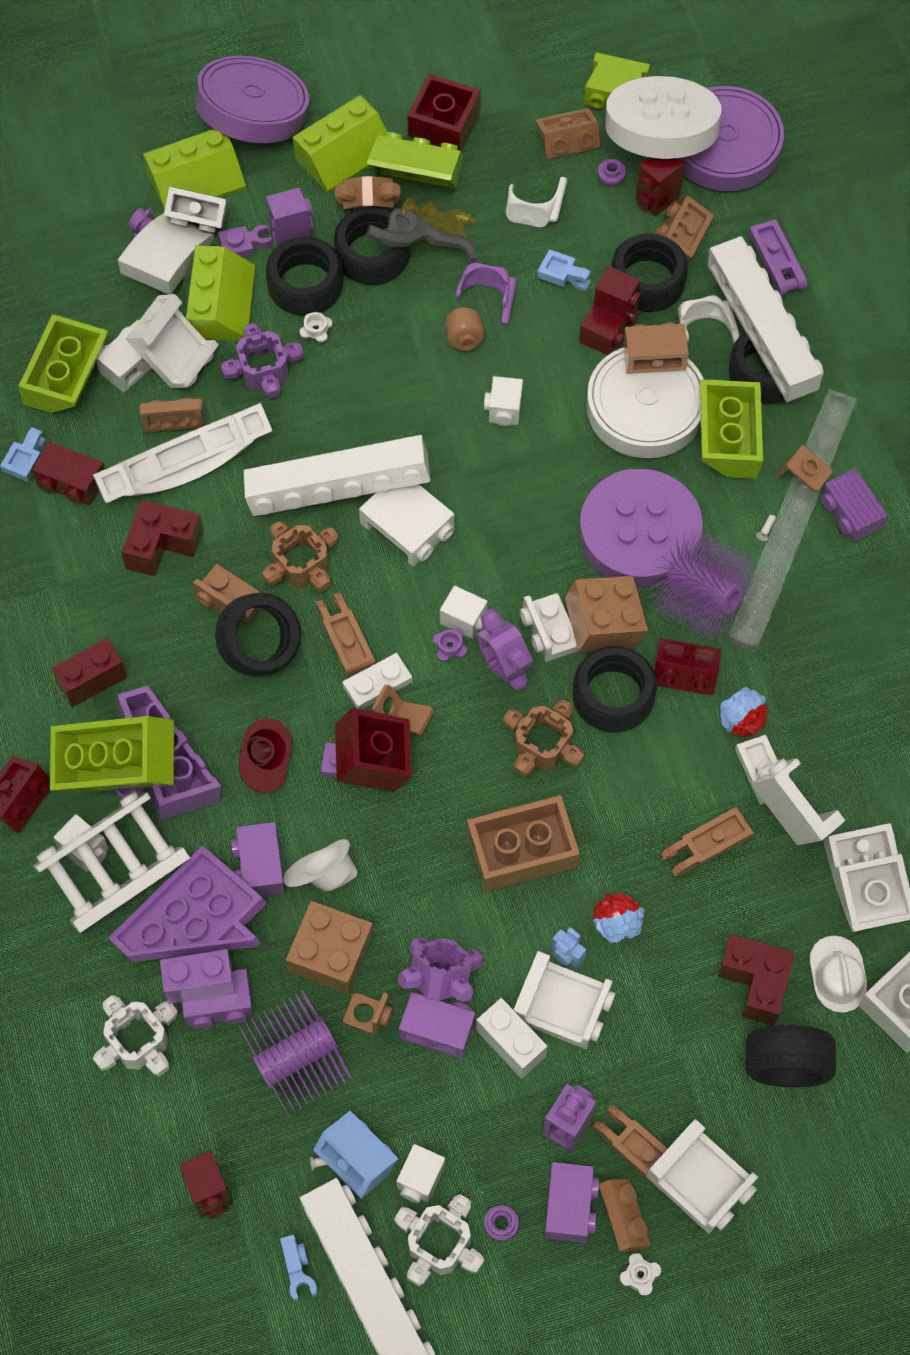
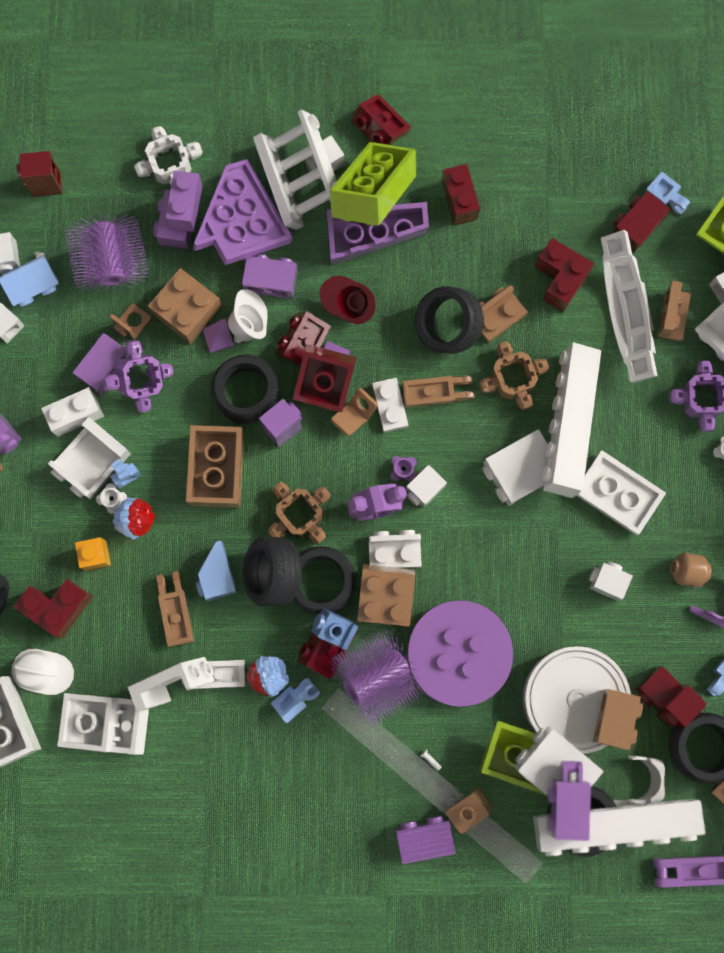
camera: 105 degrees right, 15 degrees up
(327, 802) = (303, 330): none -> dark red bracket
(354, 900) = (218, 336): none -> medium lavender slope
(402, 409) = (620, 493): none -> white plate
(413, 811) = (238, 364): none -> black tyre
(444, 782) = (281, 422): none -> medium lavender brick
(604, 952) = (110, 490): none -> white plate
(640, 755) = (272, 571): none -> black tyre
(649, 806) = (216, 575): none -> light blue slope
(667, 647) = (342, 633): none -> medium blue brick
(678, 953) = (92, 554): none -> light orange brick
(730, 384) = (544, 759): none -> white panel
(763, 679) = (292, 701): none -> light blue plate
(765, 353) = (569, 804): none -> medium lavender brick

